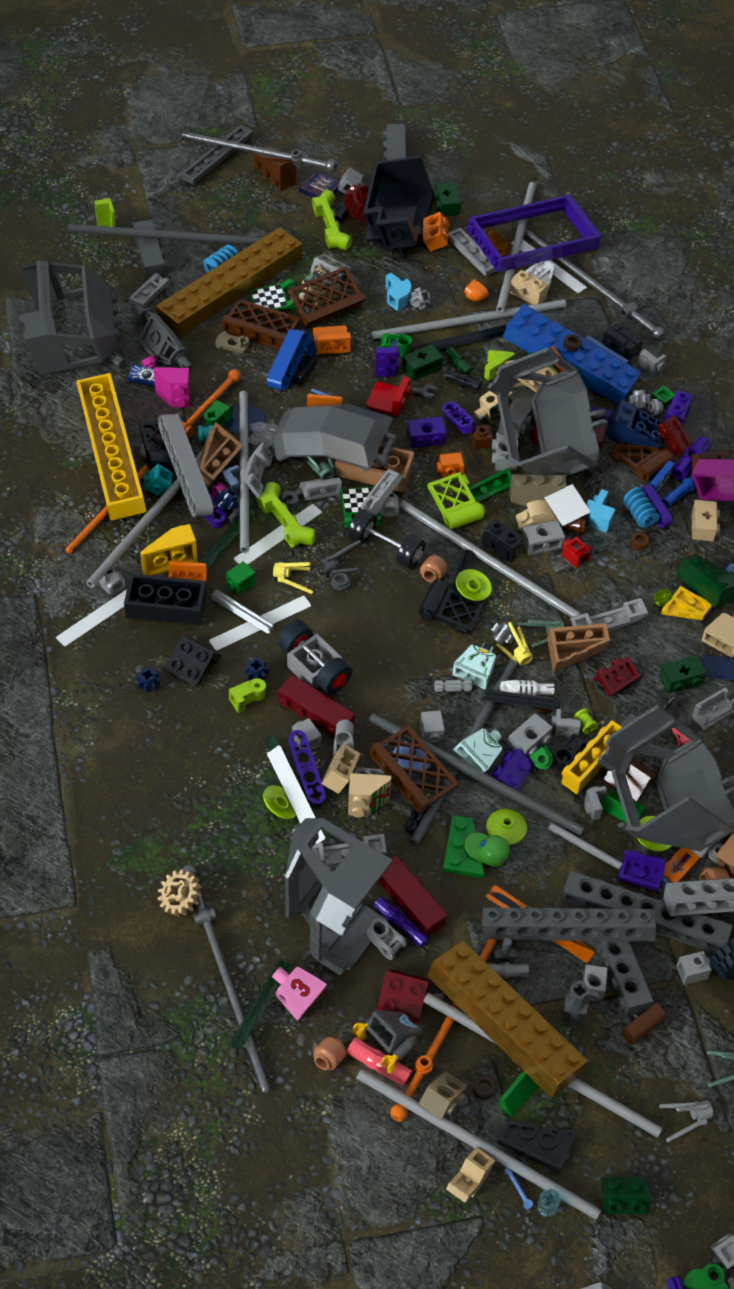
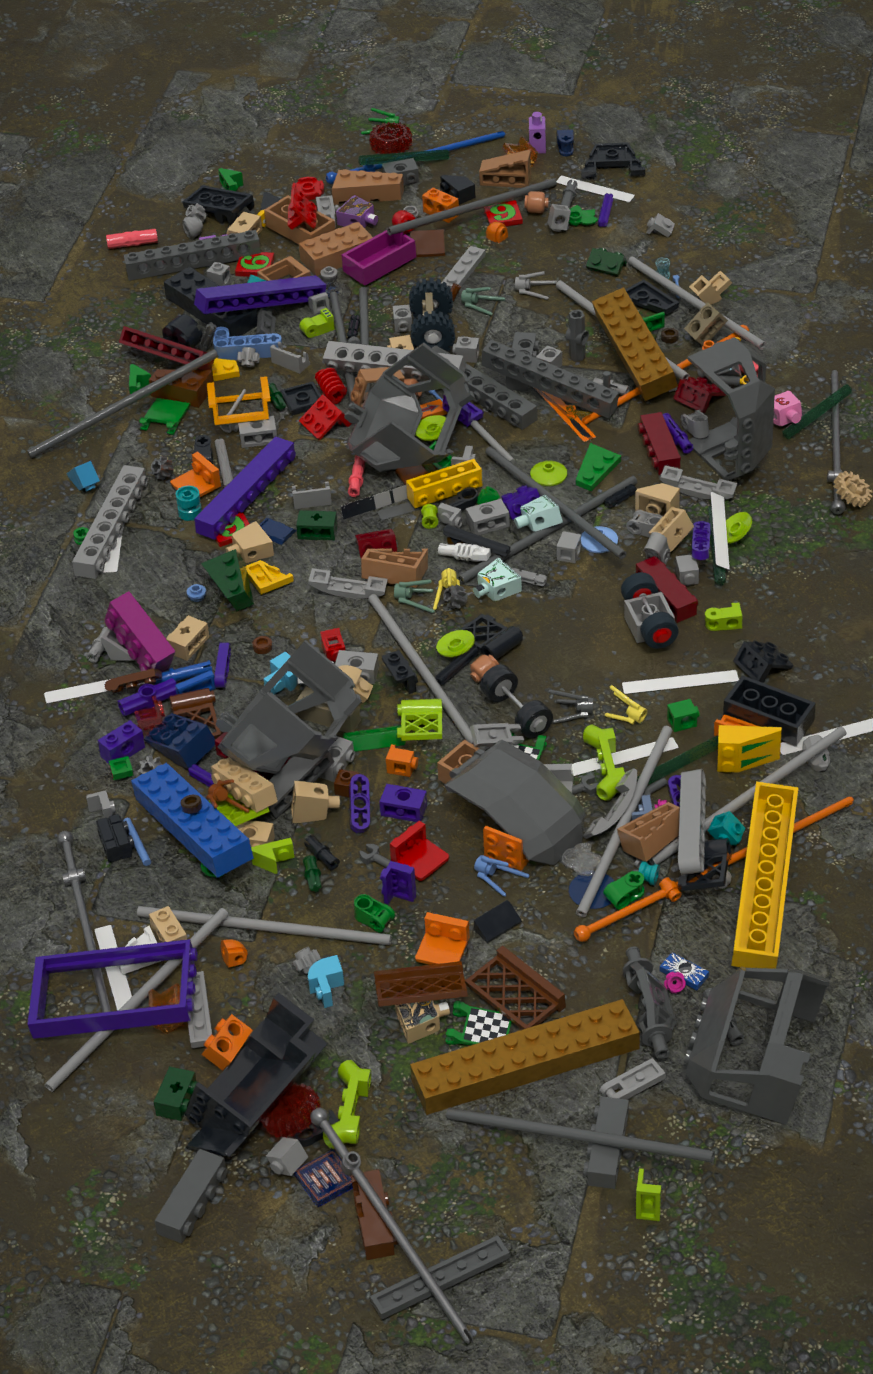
camera: 150 degrees left, 10 degrees down
(148, 679) = (814, 652): dark blue gear -> none
(173, 386) = (662, 925): dark pink slope -> none
(219, 257) = (520, 1089): dark azure piece -> none
(224, 338) = (574, 988): dark tan piece -> none
(226, 499) = (661, 788): dark blue gear -> none
(242, 611) = (694, 689): light grey axle -> none
(256, 669) = (706, 632): dark blue gear -> none
(294, 346) = (506, 922): blue beam -> none
(328, 264) = (386, 1041): light grey bracket -> none
(329, 1053) = (777, 373): nougat head -> none
(340, 582) = (583, 688): dark grey plate -> none
(399, 775) = (622, 503): reddish brown fence -> none
(422, 362) = (355, 880): dark green brick -> none
(465, 338) = (291, 902): black axle -> none
(487, 849) = (575, 456): bright green cap -> none
(640, 508) = (240, 662): dark azure piece -> none
(644, 1024) = (539, 328): reddish brown brick -> none
(655, 407) = (138, 755): light grey plate -> none
(662, 597) = (283, 587): clear neon green tile -> none

